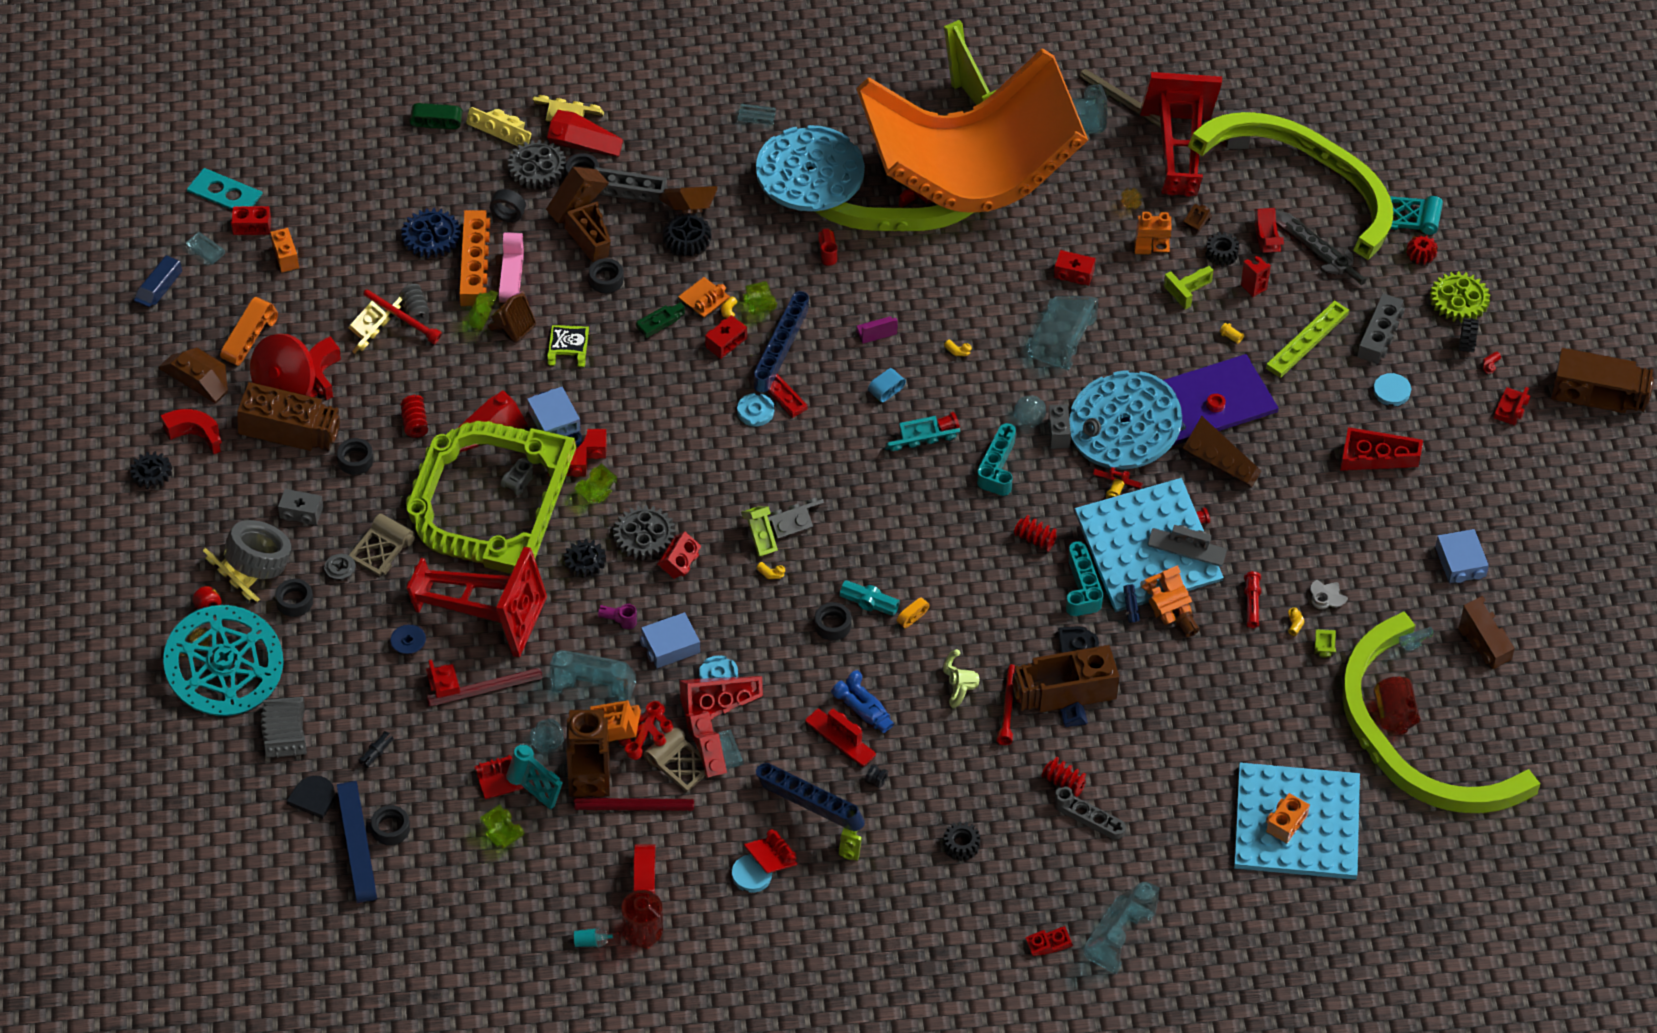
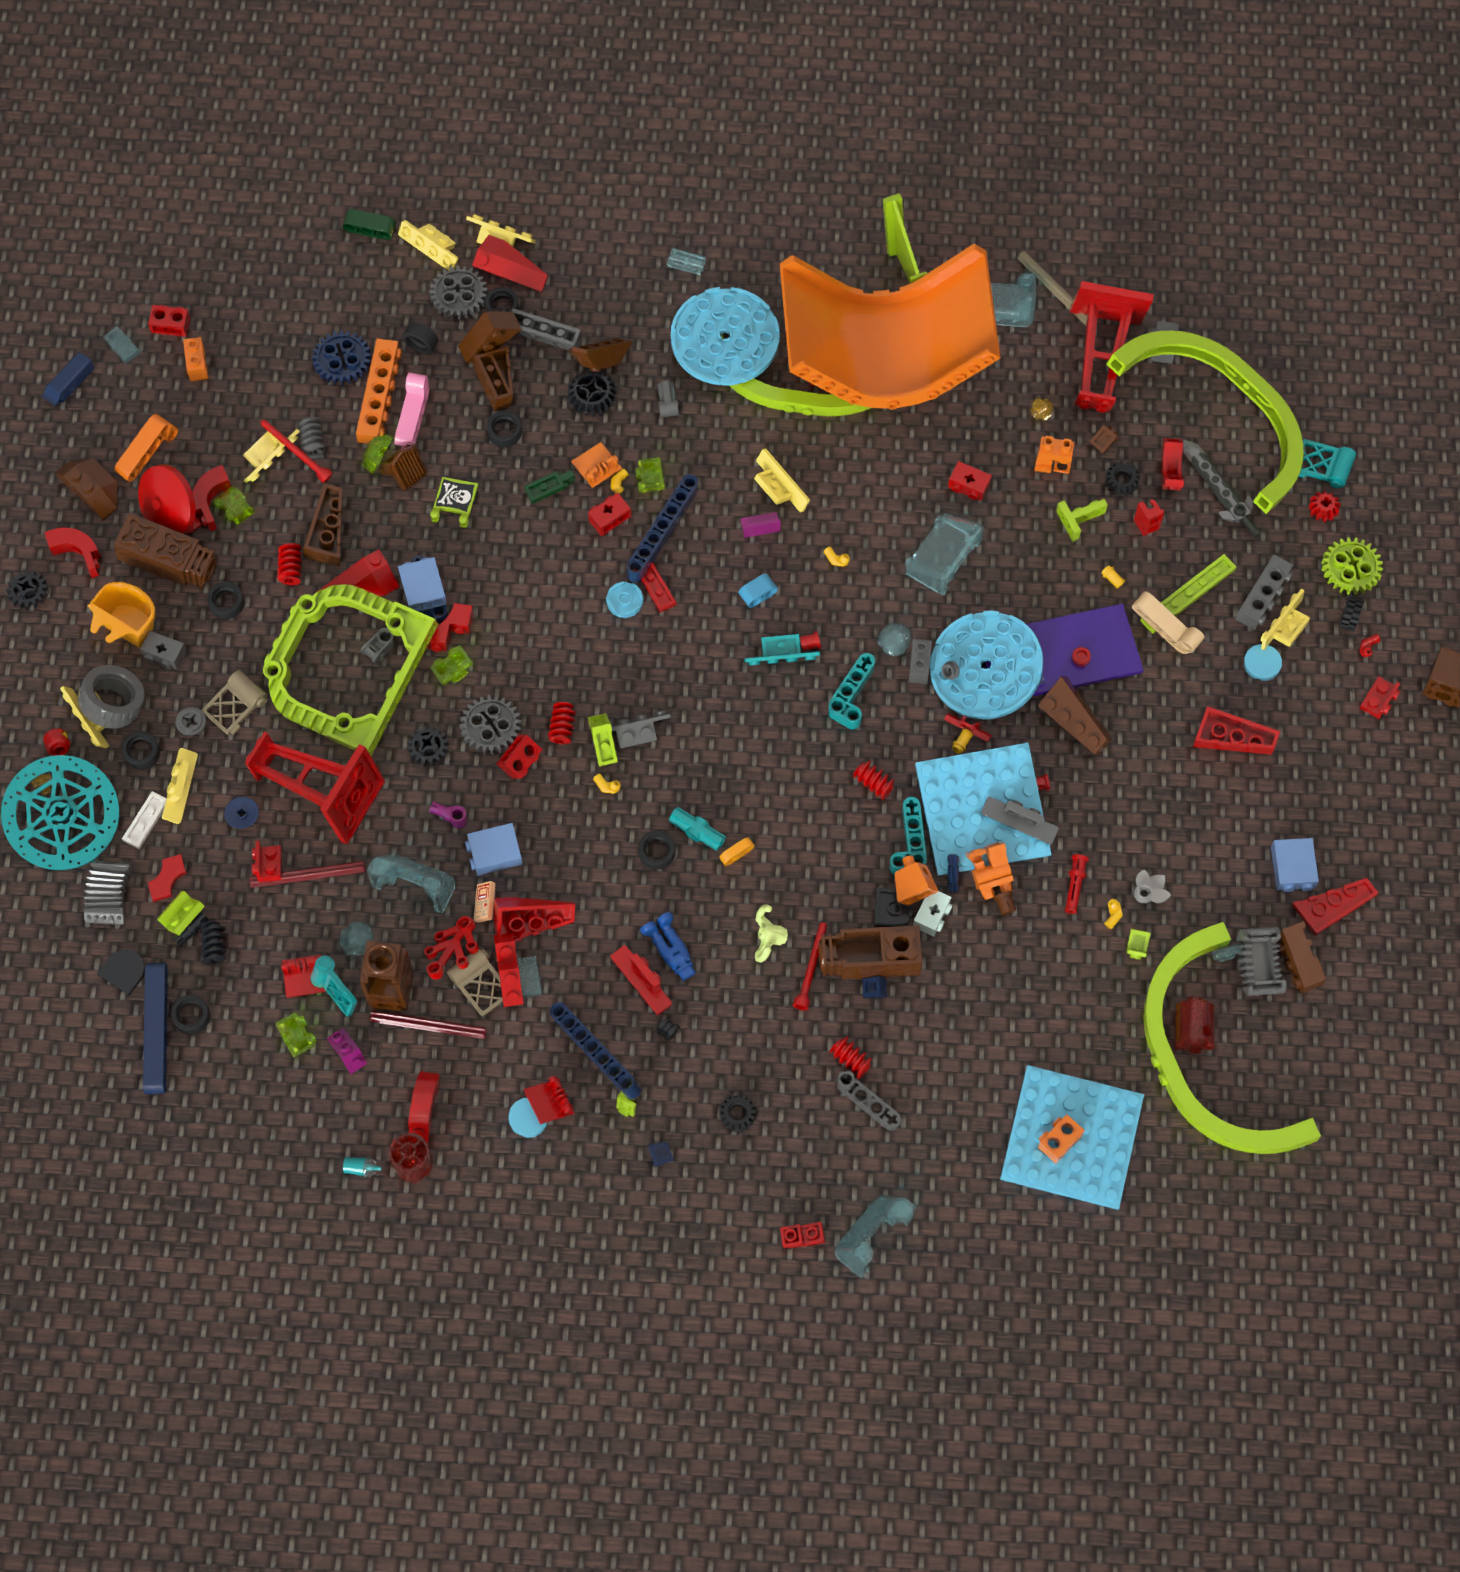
camera: 10 degrees right, 15 degrees up
(206, 177) = (136, 265): teal piece -> none
(256, 475) = (124, 611): none -> light orange piece
(310, 660) = (145, 820): none -> white tile
(338, 715) = (171, 871): none -> red tile
(340, 624) = (179, 785): none -> light yellow bracket
(347, 372) = (234, 504): none -> clear neon green cylinder
(362, 735) = (180, 913): none -> lime bracket
(401, 757) = (211, 943): none -> black piece
(446, 384) = (325, 530): none -> reddish brown wedge
(560, 836) = (347, 1050): none -> magenta bracket
(622, 719) = (422, 936): orange bracket -> none
(669, 687) = (484, 902): none -> light nougat tile
(715, 521) = (561, 722): none -> red piece
(718, 668) = (536, 886): medium azure tile -> none
(763, 234) = (668, 404): none -> dark grey piece
(827, 247) = (728, 424): red piece -> none
(888, 290) = (778, 483): none -> light yellow bracket
(891, 888) = (660, 1153): none -> dark blue slope
(1095, 613) = (913, 882): none -> orange torso
(1119, 636) = (932, 923): none -> light aqua brick
(1293, 364) = (1167, 625): none -> tan beam
(1410, 352) = (1288, 625): none -> light yellow bracket
(1447, 640) = (1260, 962): none -> dark grey piece
(1508, 586) = (1330, 907): none -> red wing

